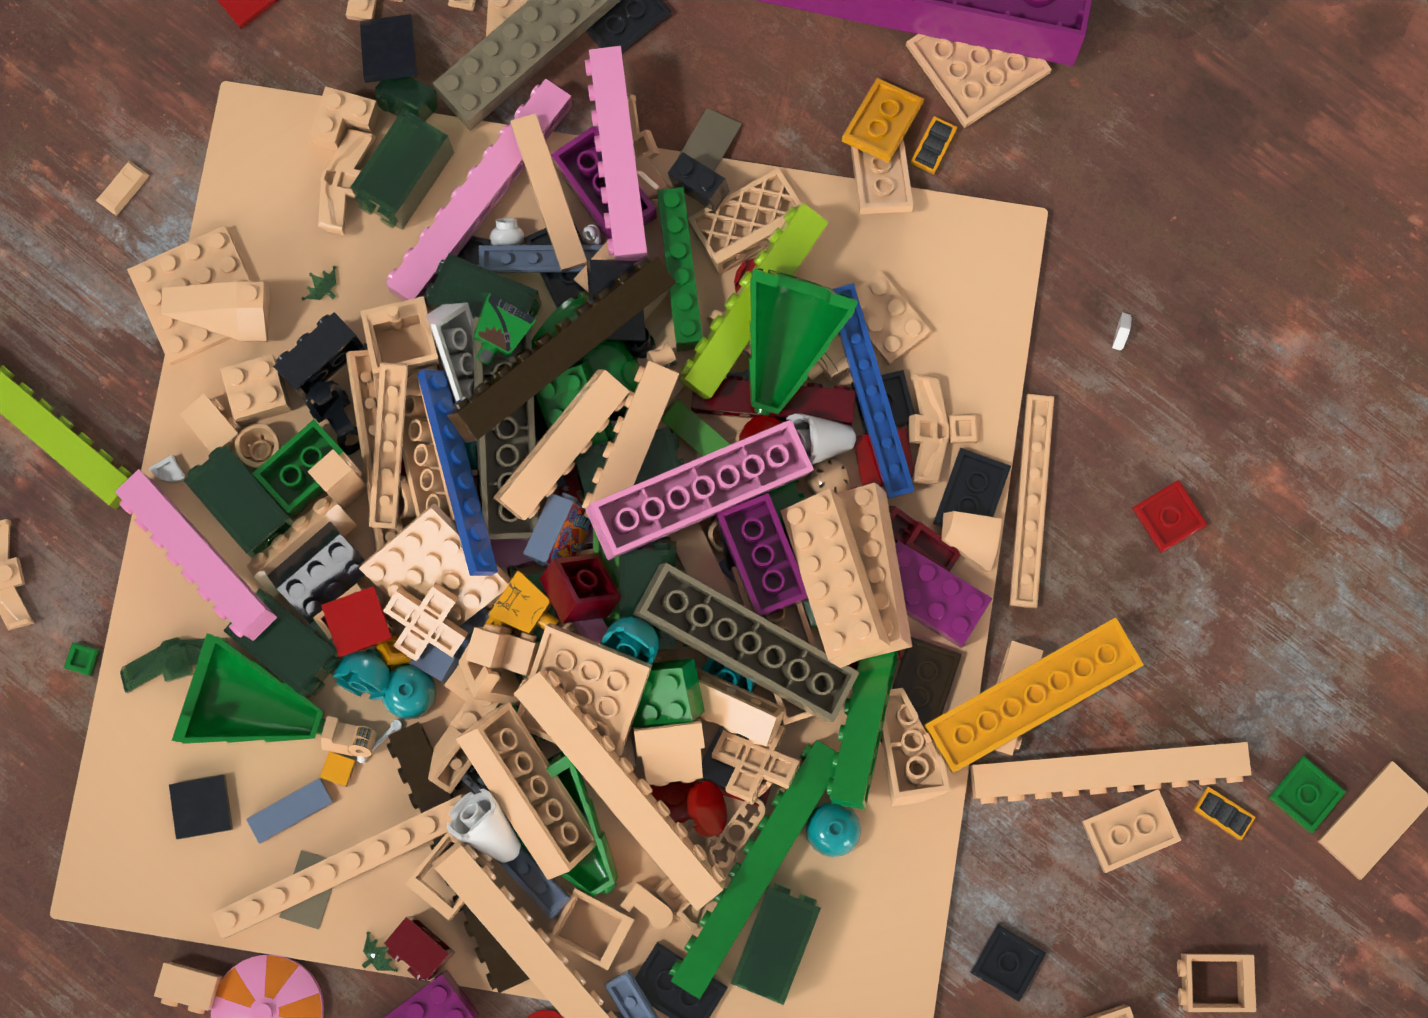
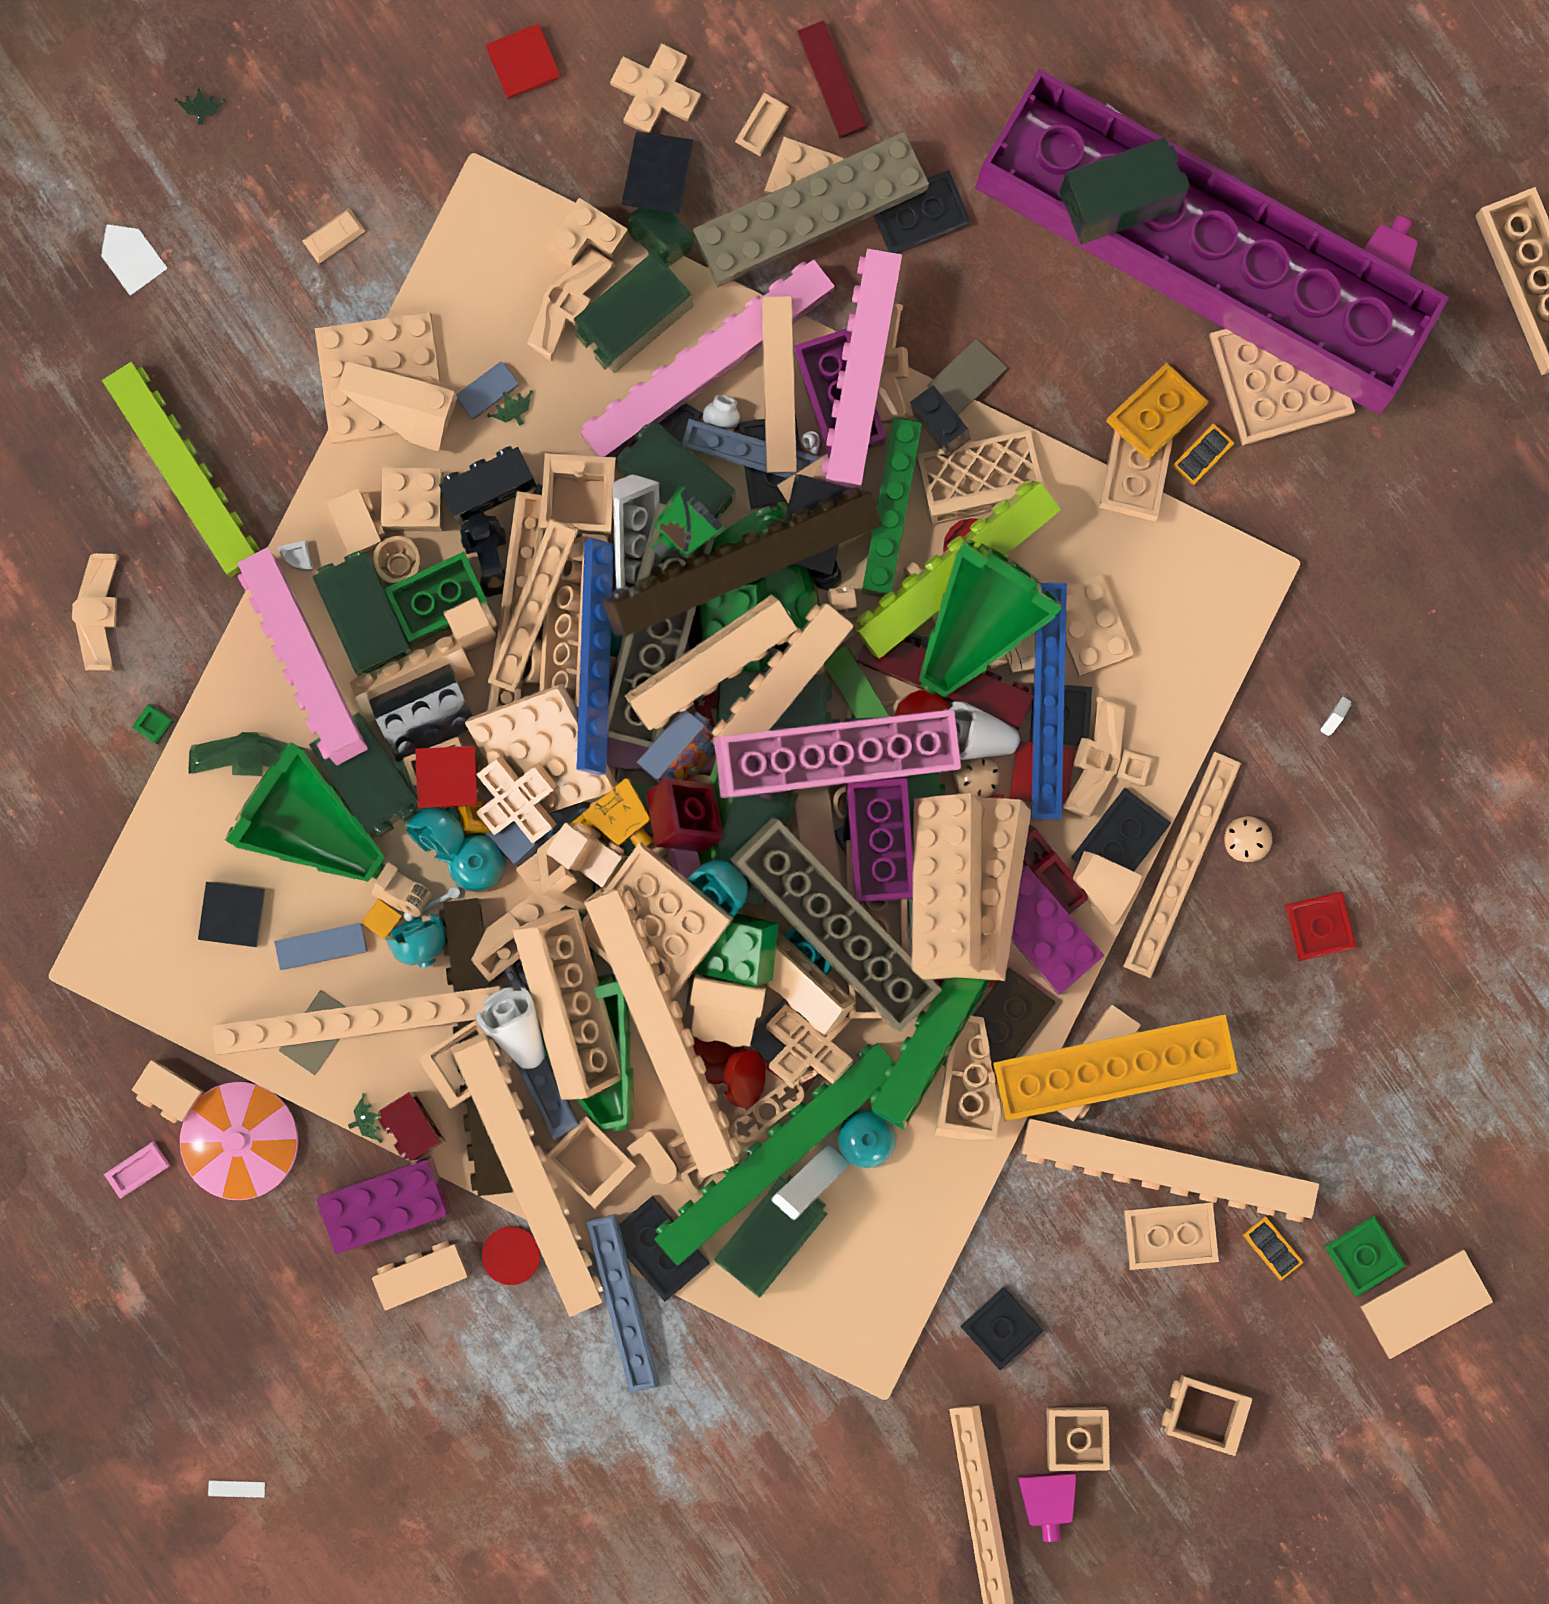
camera: 20 degrees right, 5 degrees up
(295, 277) = (487, 390): none -> sand blue tile
(376, 778) = (418, 941): none -> teal cylinder
(796, 883) = (811, 1182): none -> white tile
(1081, 459) = (1247, 838): none -> light nougat helmet

